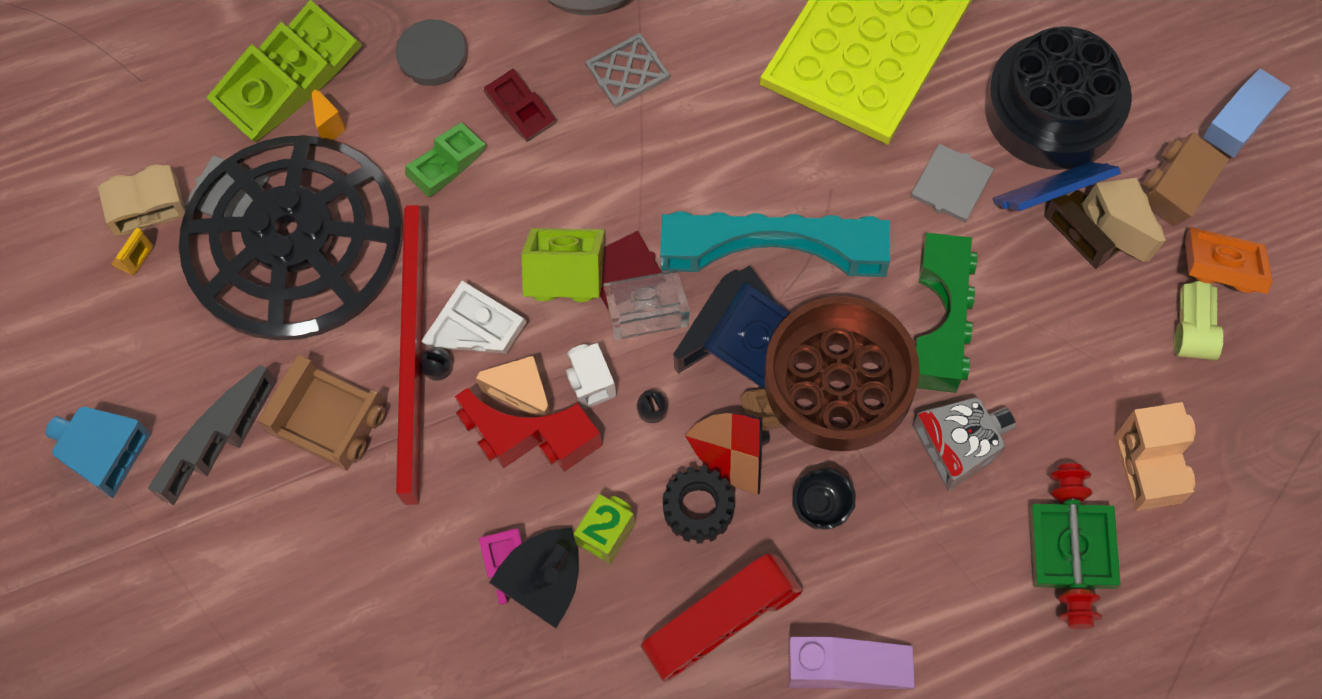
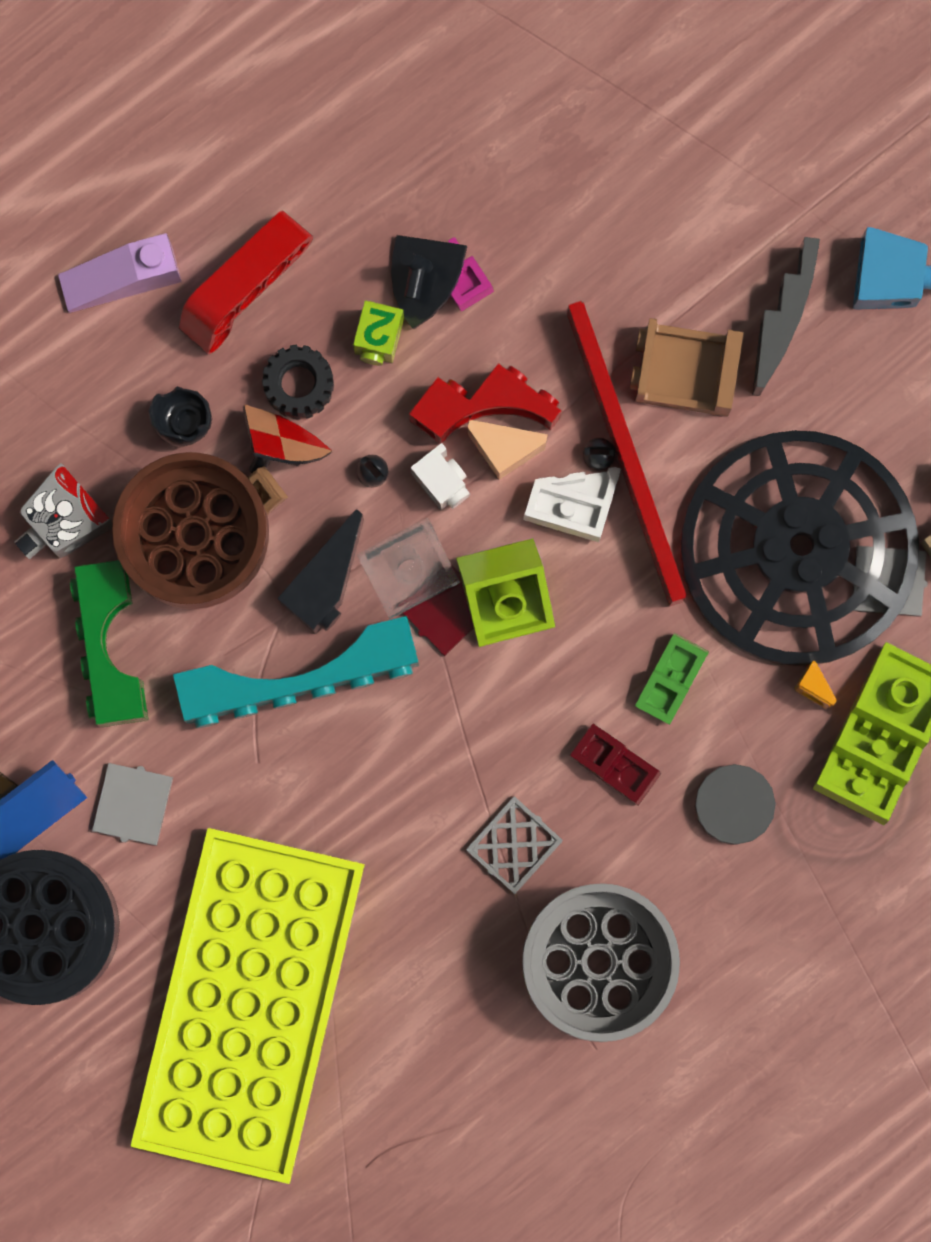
camera: 160 degrees right, 15 degrees up
(745, 333) = (293, 557): dark blue tile -> none

